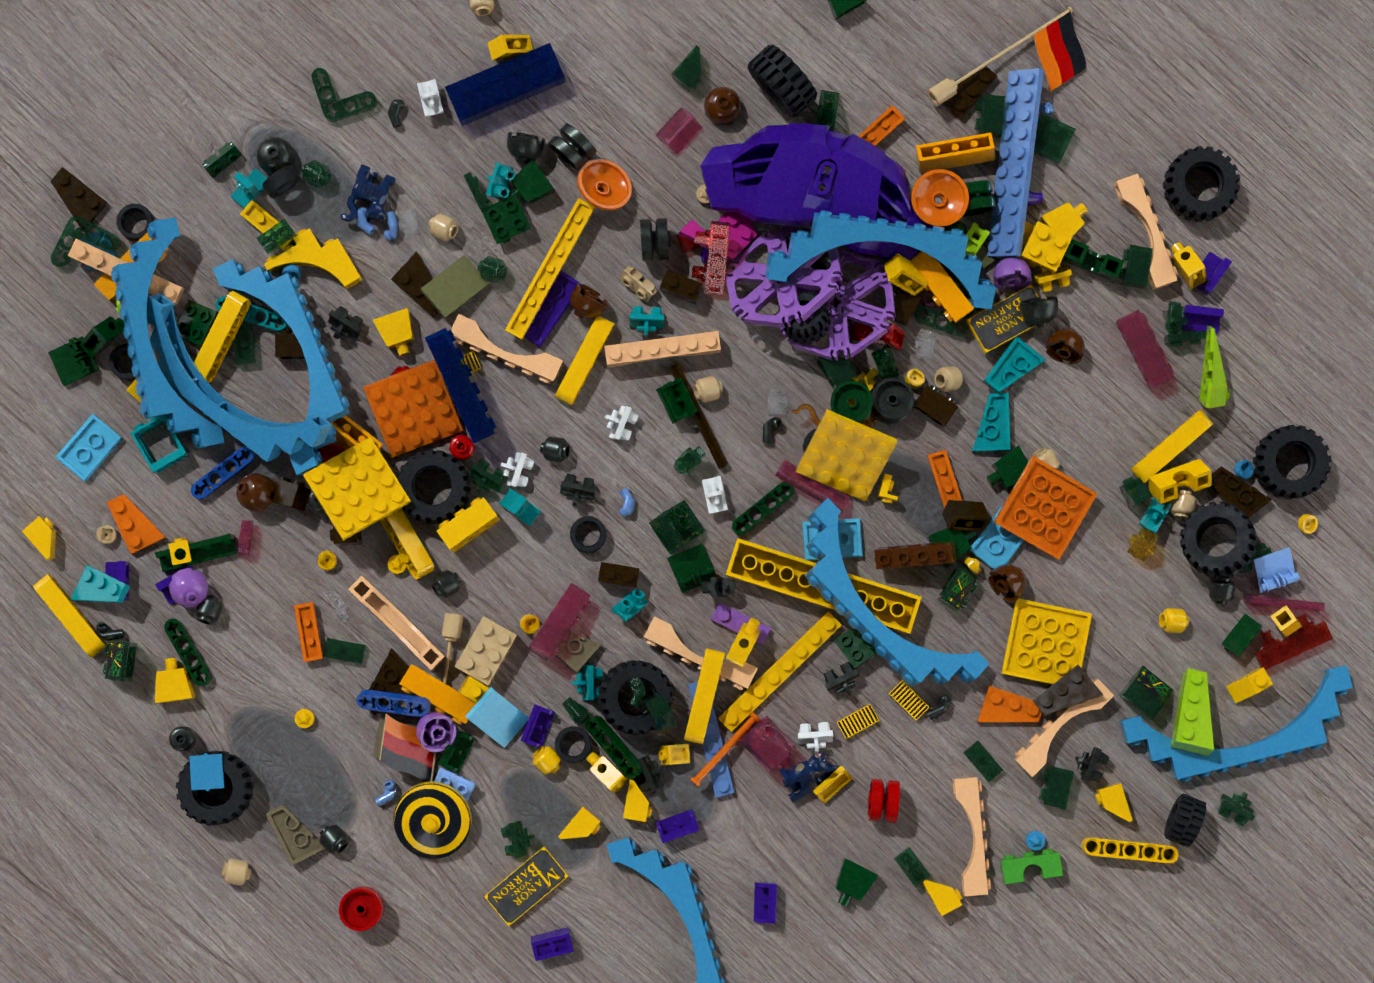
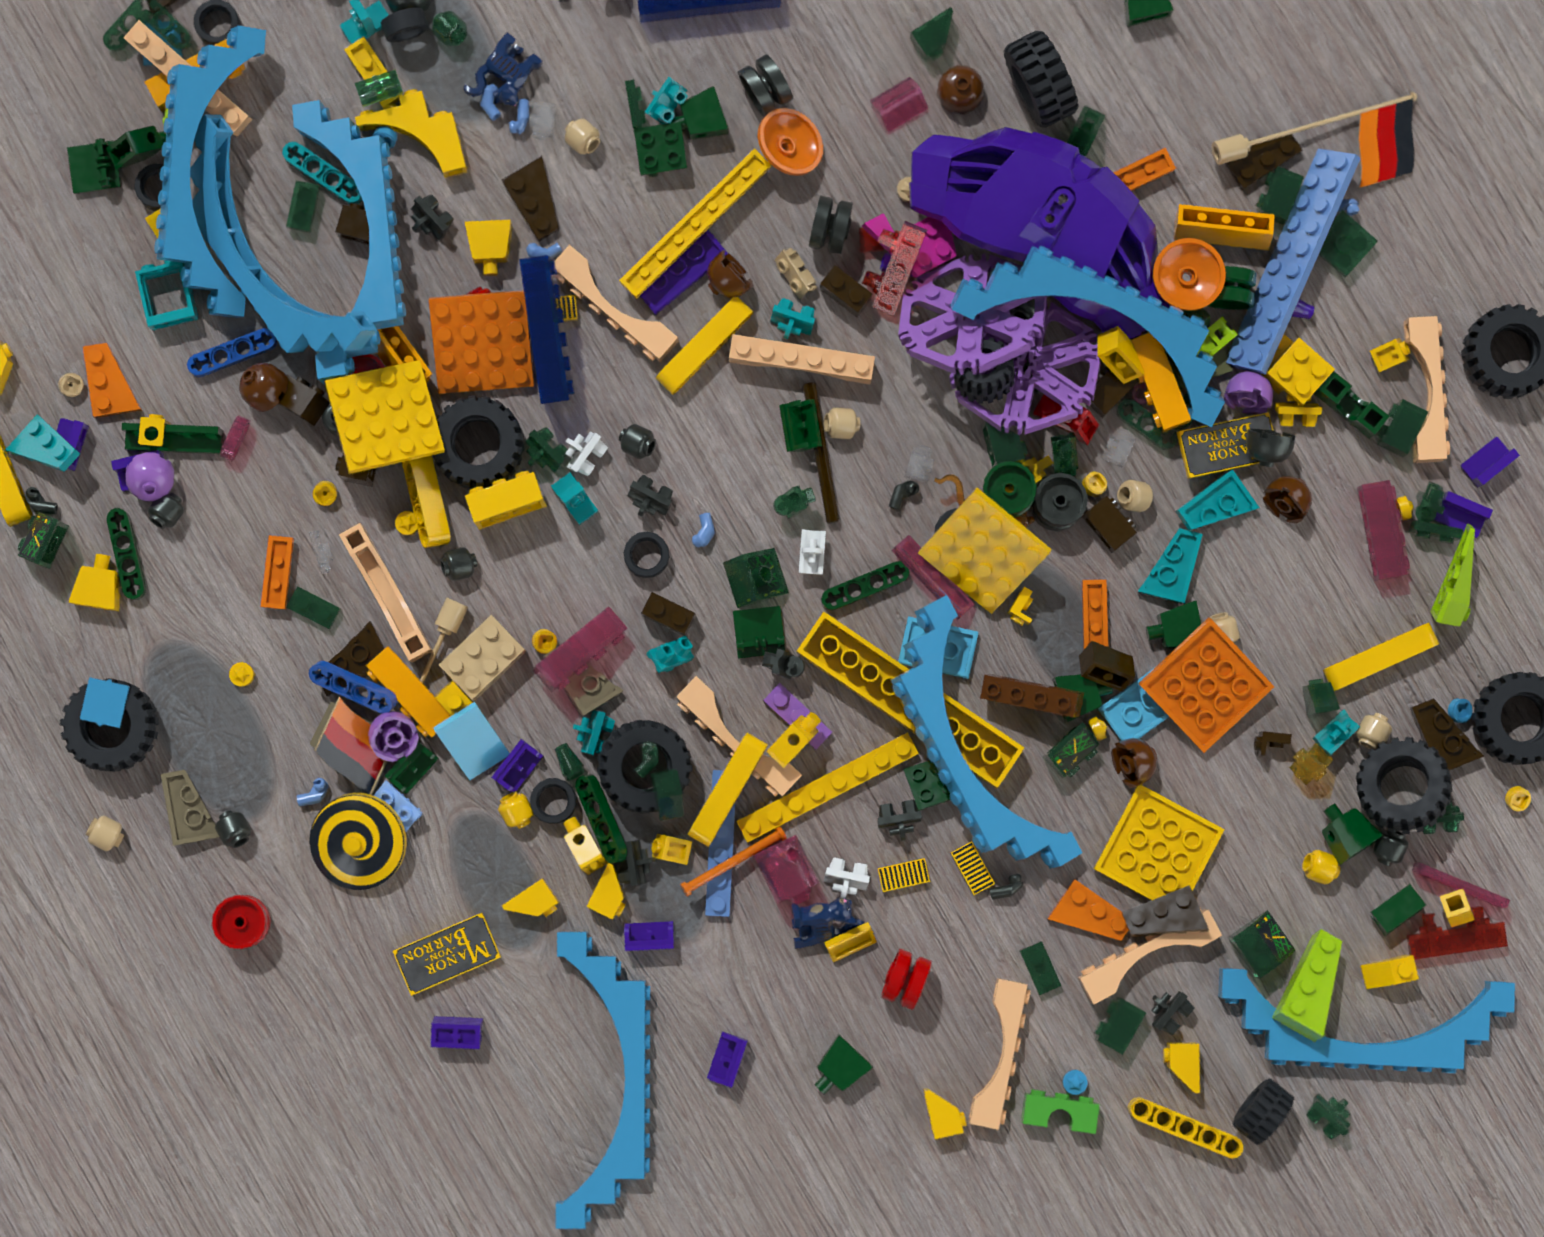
camera: 15 degrees right, 0 degrees up
(89, 447) = (81, 275): medium azure tile -> none
(189, 738) = (95, 658): pearl dark grey head -> none
(196, 322) = (253, 164): dark green hinge -> none
(221, 335) = (279, 187): yellow beam -> none
(436, 326) = (535, 251): none -> medium blue arm
(454, 287) = (574, 211): olive tile -> none
(461, 454) = (526, 414): red head -> none
(492, 269) = (626, 204): clear green head -> none
(519, 839) = (455, 894): clear green hips -> none
(525, 146) = (708, 68): pearl dark grey cylinder -> none
(617, 423) = (732, 425): white hips -> none
(912, 866) = (916, 1069): clear green hips -> none
(1065, 218) = (1334, 345): yellow torso -> none
(1110, 212) = (1390, 354): none -> yellow bracket
(1110, 533) = (1275, 740): none -> dark brown bracket
(1156, 327) = (1405, 507): none -> yellow tile
(1187, 588) = (1348, 833): none -> dark green torso
(1188, 265) = (1466, 445): yellow torso -> none
(1192, 474) = (1397, 698): yellow arch -> none
(1275, 570) = (1462, 843): light blue hinge -> none

